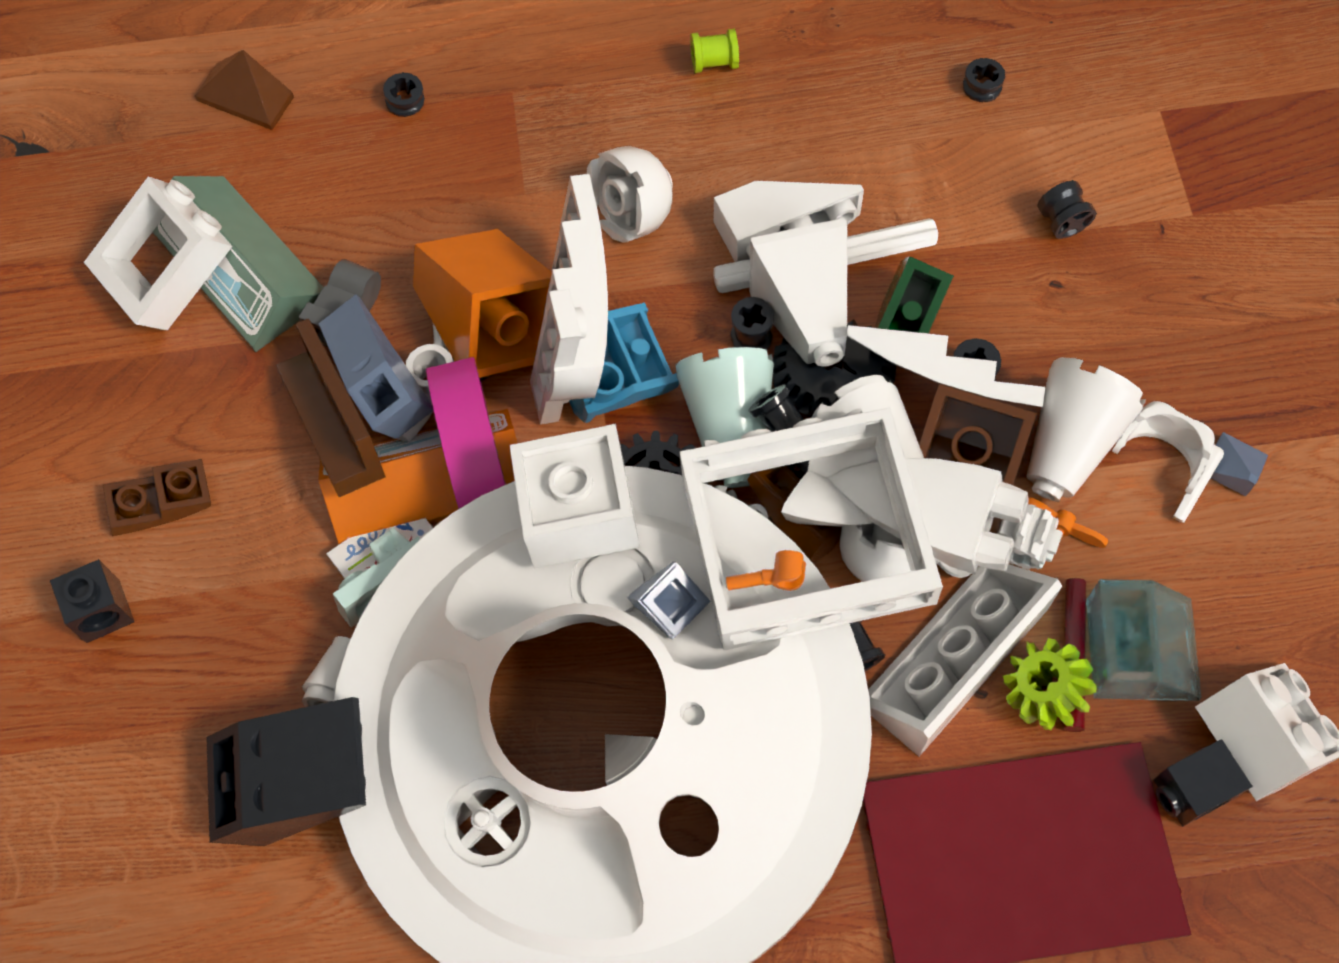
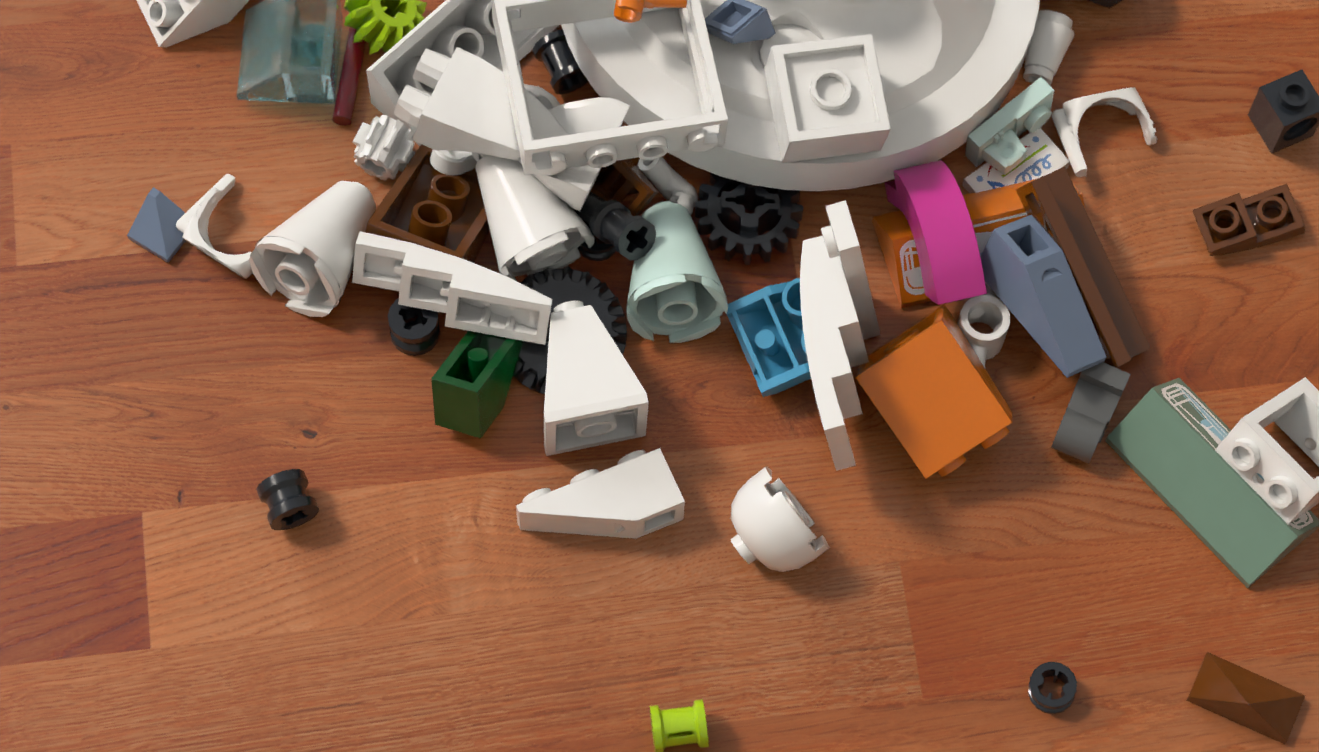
camera: 175 degrees right, 0 degrees up
(299, 614) = (1068, 119): none -> white helmet
(752, 323) = (652, 356): black bush -> none
(859, 249) = (554, 463): white axle -> none
(989, 89) = (354, 670): black bush -> none
(1068, 526) = (342, 172): orange piece -> none

